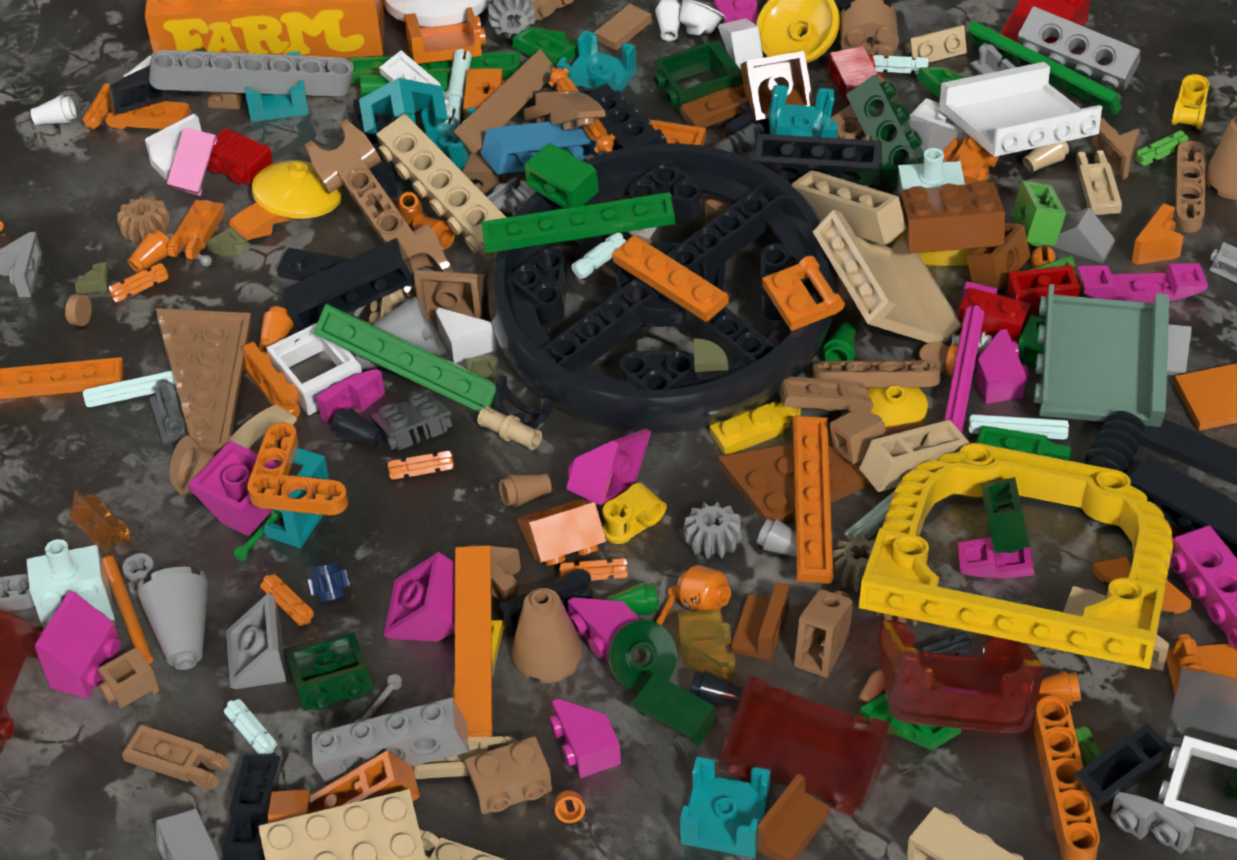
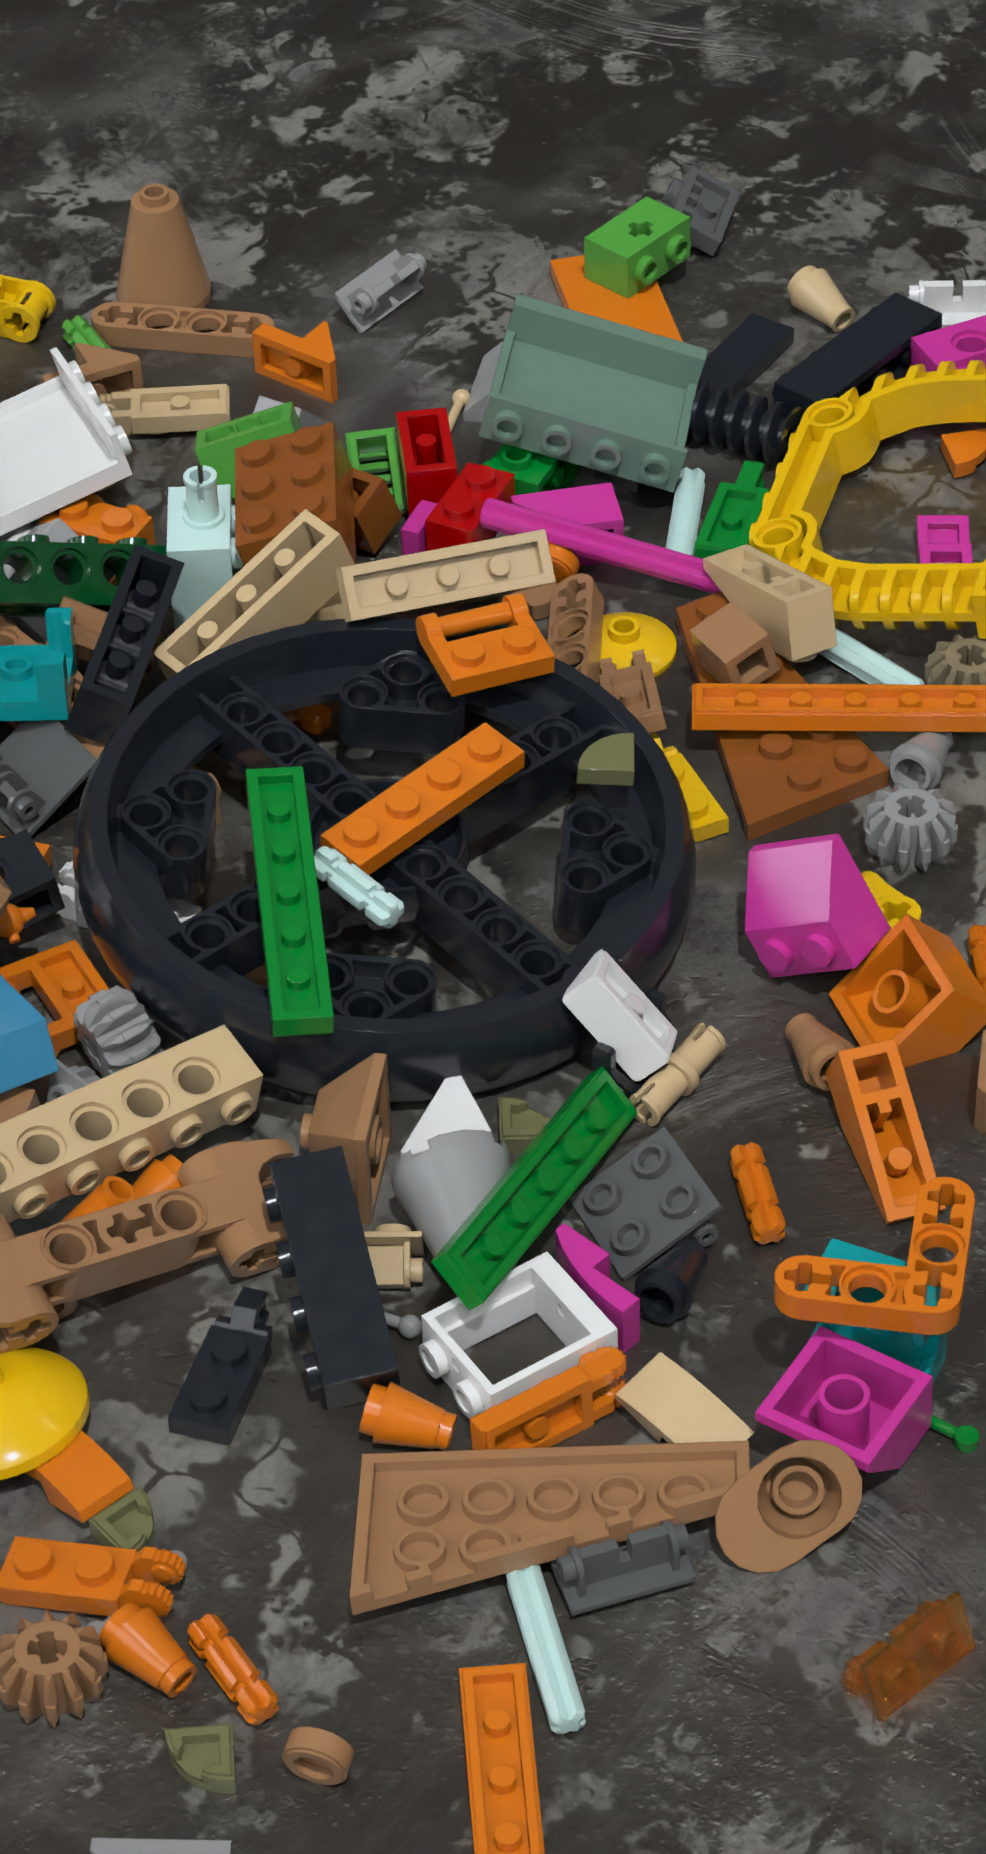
camera: 90 degrees left, 5 degrees down
(456, 512) = (882, 1126): none -> orange slope
(525, 384) = (620, 1016): none -> white slope
(561, 177) = (187, 901): green brick -> none
(1005, 516) = (894, 515): dark green brick -> none
(1178, 281) = (397, 369): dark pink slope -> none

